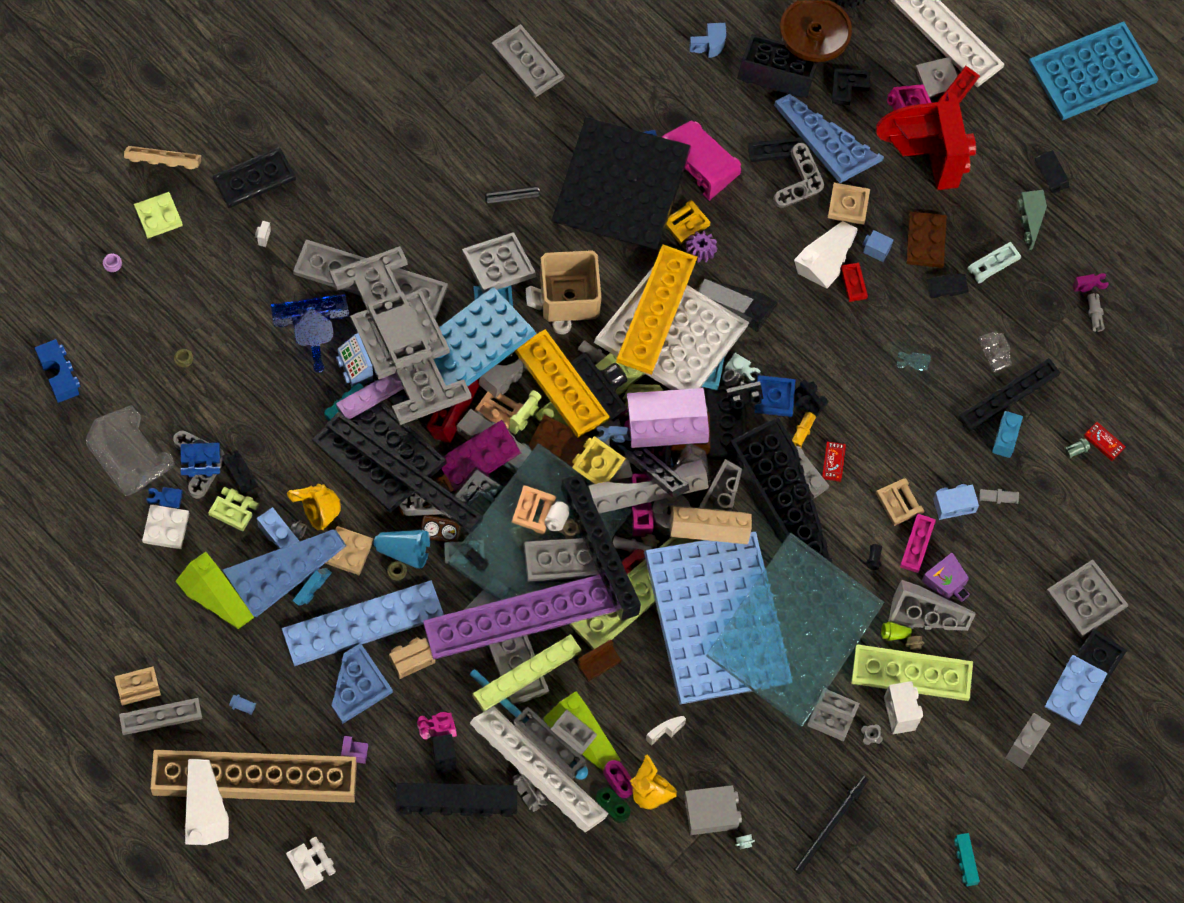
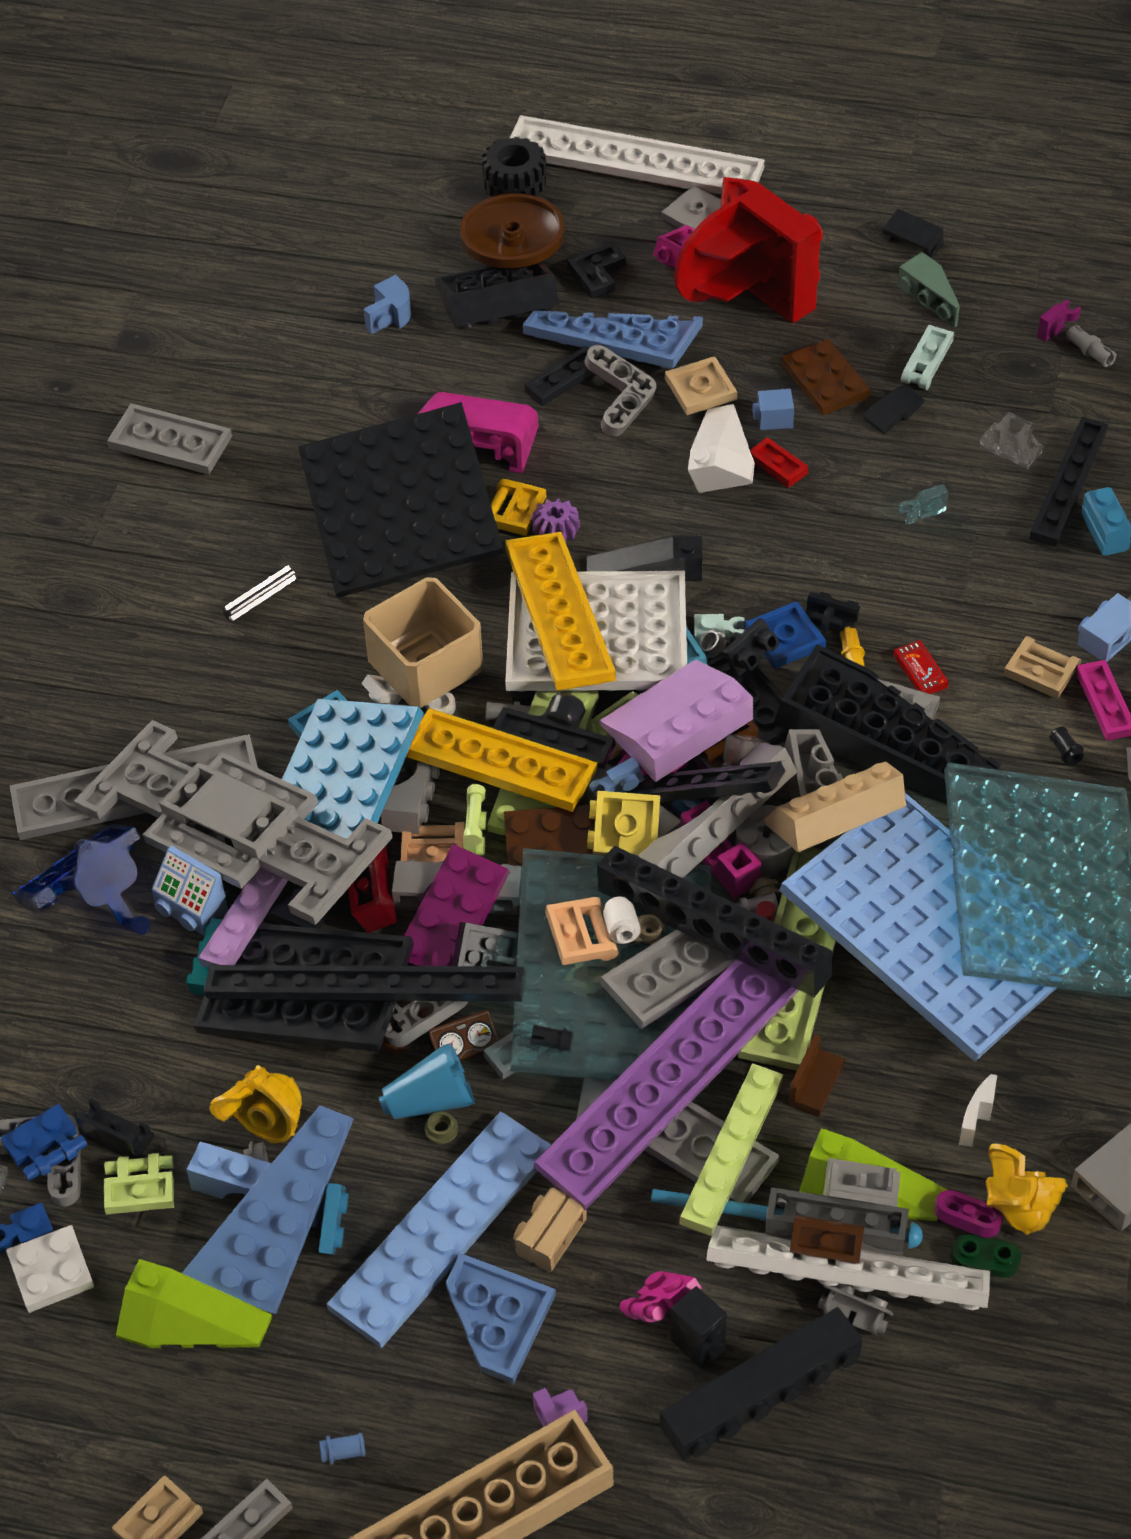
camera: 25 degrees left, 15 degrees down
(354, 554) = (363, 1147): tan plate -> none
(498, 262) = (302, 673): light grey plate -> none
(534, 750) = (827, 1239): none -> reddish brown panel
(1093, 70) = (870, 120): dark azure plate -> none

